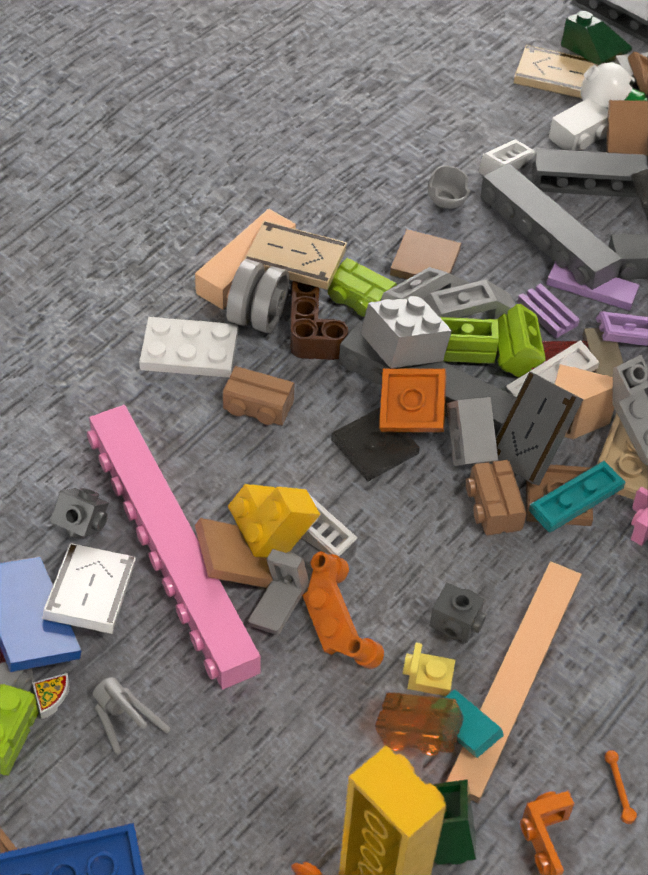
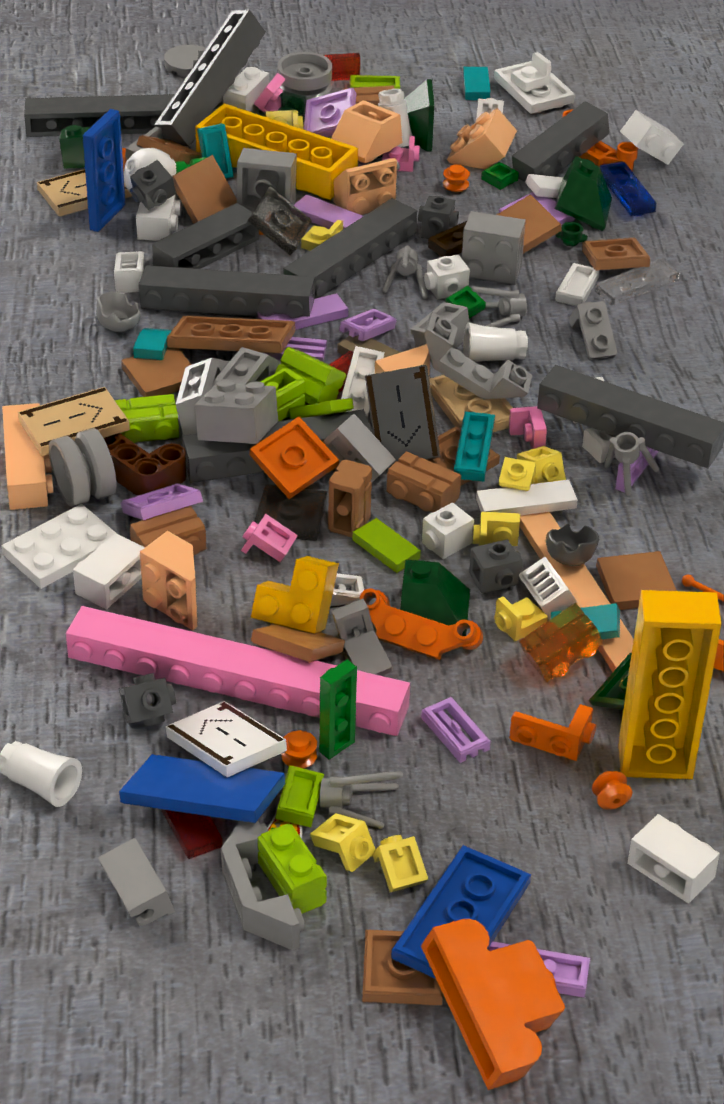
camera: 45 degrees left, 10 degrees down
(70, 740) = (346, 837): none -> light yellow bracket
(81, 677) = (299, 796): none -> lime tile
(81, 794) = (400, 862): none -> light yellow bracket
(133, 639) = (300, 749): none -> orange wheel
(168, 632) = (337, 709): none -> green plate
(188, 392) = (108, 571): none -> white brick
(209, 434) = (170, 578): none -> light nougat slope
(256, 748) = (450, 732): none -> lavender tile
(285, 364) = (161, 501): none -> lavender tile
(326, 452) = (269, 537): none -> bright pink bracket
(328, 812) = (553, 737): none -> orange bracket
(381, 600) = (434, 593): none -> dark green slope
(409, 526) = (385, 544): none -> lime tile
(414, 465) = (349, 497): none -> medium nougat brick
(447, 229) = (151, 344): none -> teal slope
(463, 552) = (447, 530): none -> white brick
(482, 682) = (559, 599): none -> white slope
(491, 375) = (322, 408): none -> lime tile
(503, 580) = (497, 527): none -> light yellow bracket
(508, 264) = (231, 334): none -> medium nougat tile
(535, 644) = (571, 546): none -> dark grey hair
(557, 62) = (104, 169): none -> blue tile
(558, 576) = (539, 499): none -> white tile
(567, 721) = (629, 574): none -> medium nougat tile
(572, 550) = (517, 474): none -> light yellow bracket
(582, 98) = (152, 185): none -> dark grey brick
(615, 557) = (548, 464): none -> light yellow bracket

